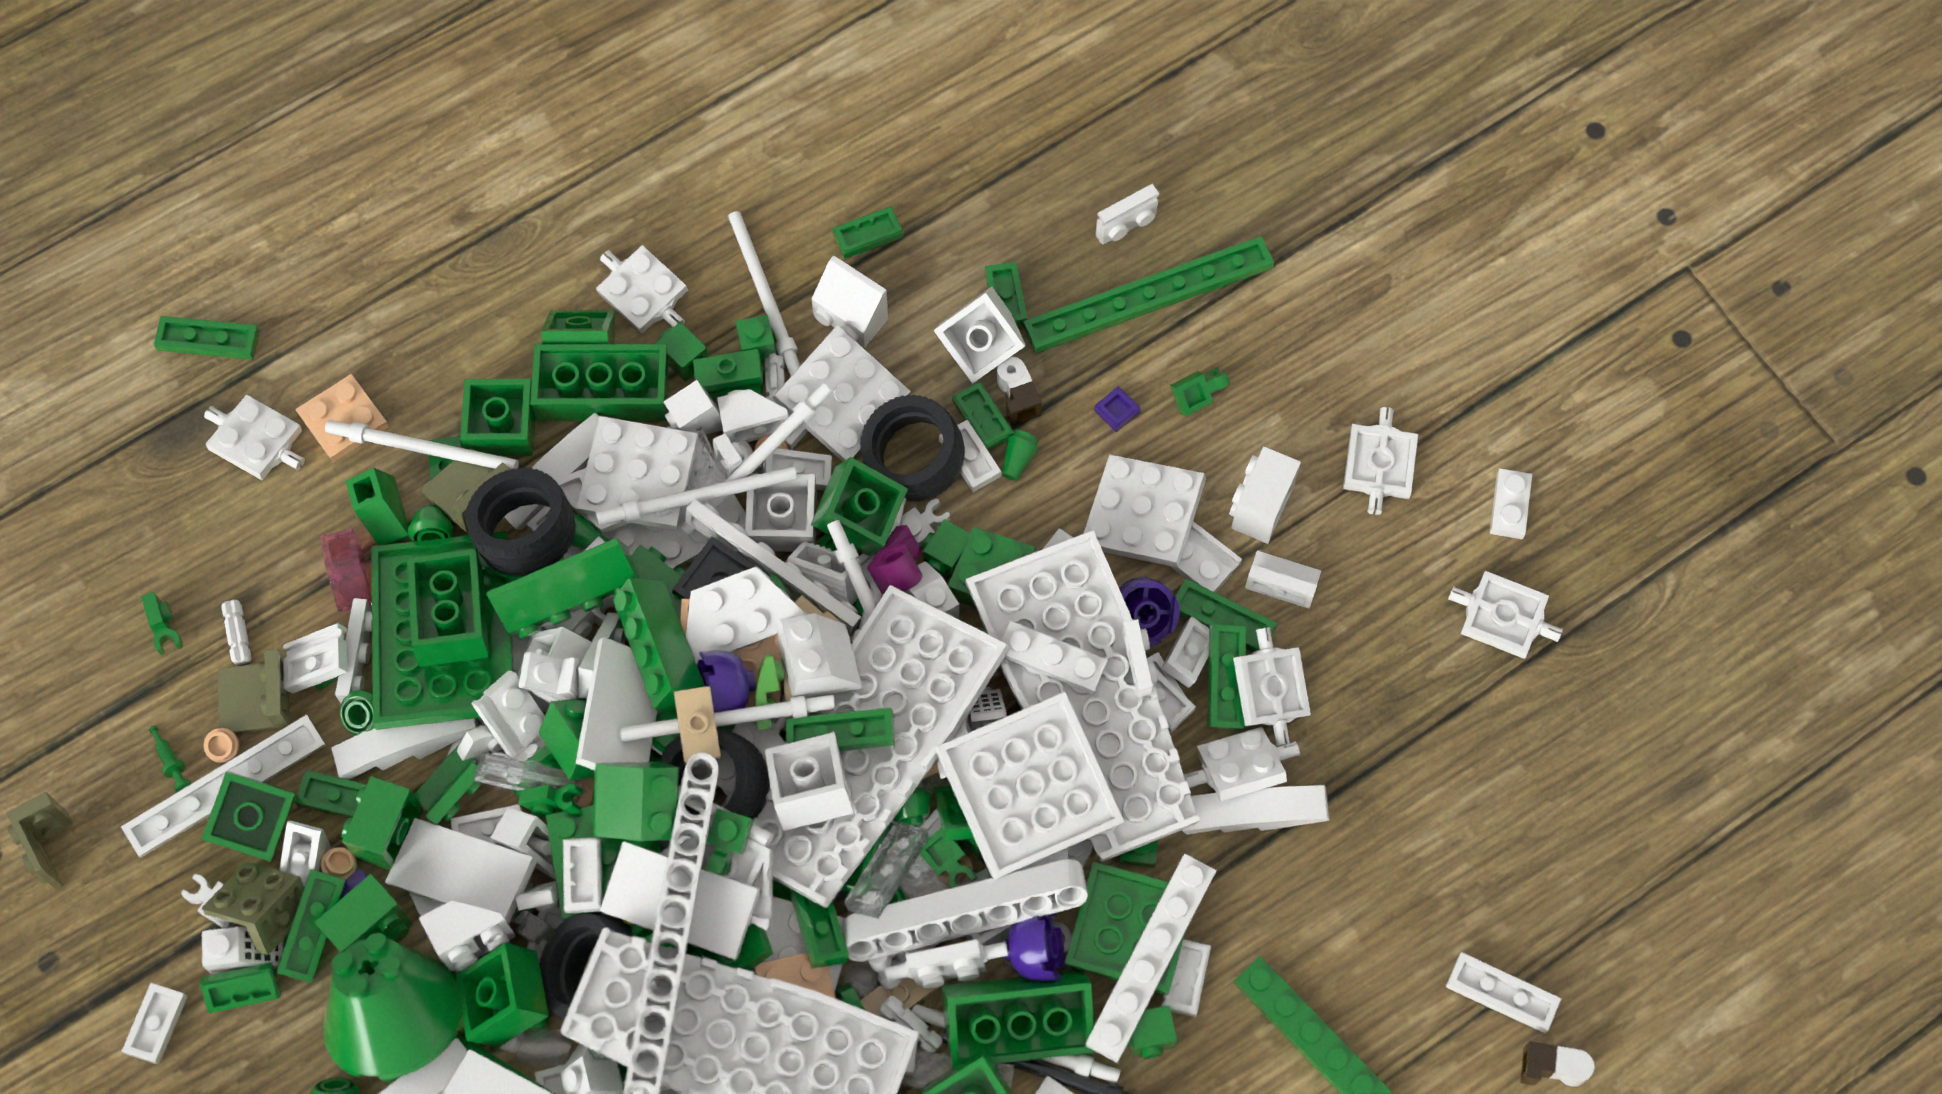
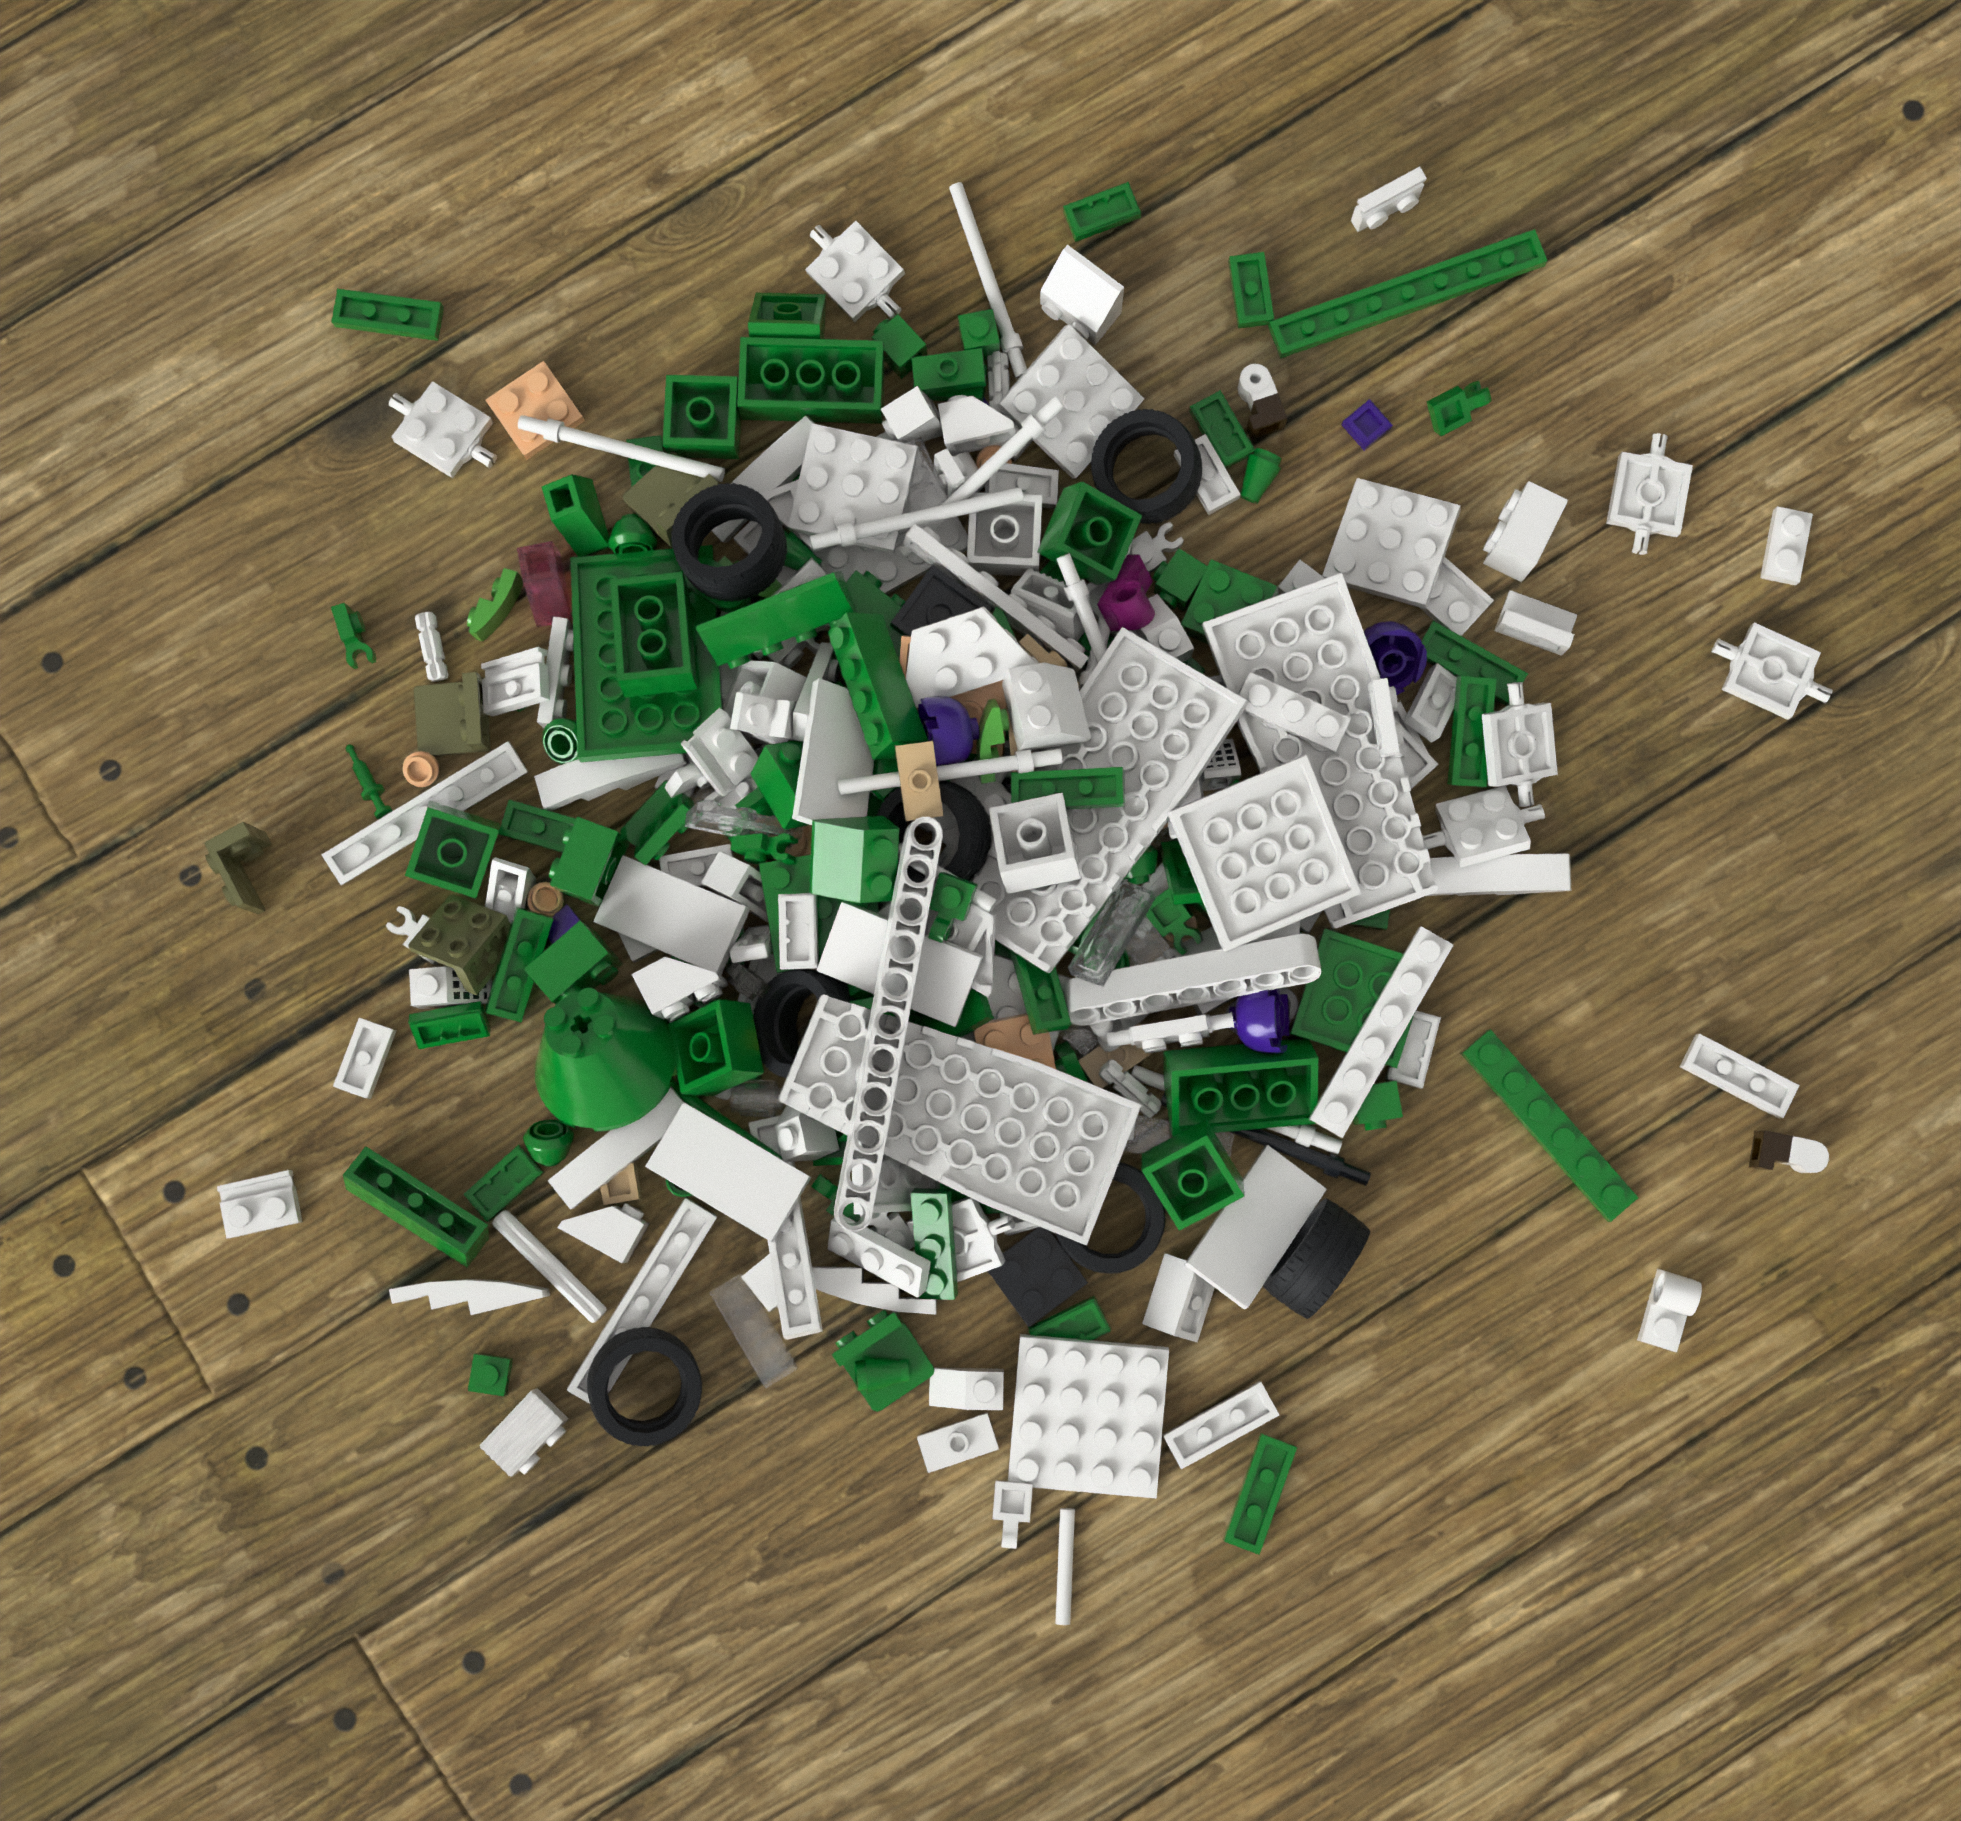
camera: 10 degrees right, 15 degrees up
(295, 599) = (490, 614): none -> bright green slope
(981, 335) = (1224, 338): white slope -> none

